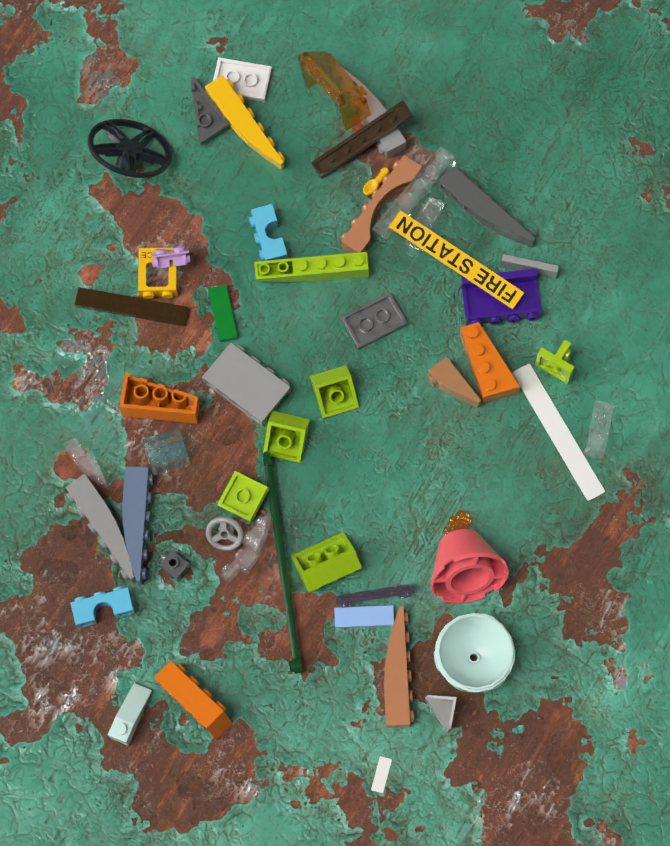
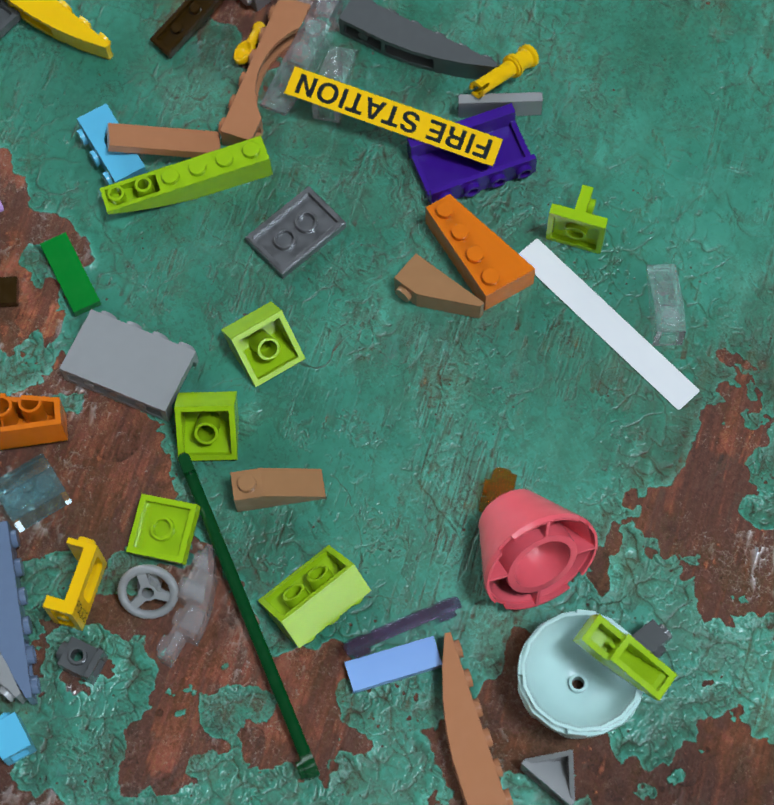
camera: 15 degrees left, 5 degrees down
(185, 522) = (83, 587): none -> yellow window
(302, 238) = (161, 140): none -> nougat tile
(319, 487) = (276, 487): none -> medium nougat slope
(502, 649) = (625, 656): none -> lime slope
(525, 644) = (653, 637): none -> dark grey brick
(544, 242) = (511, 67): none -> yellow pin

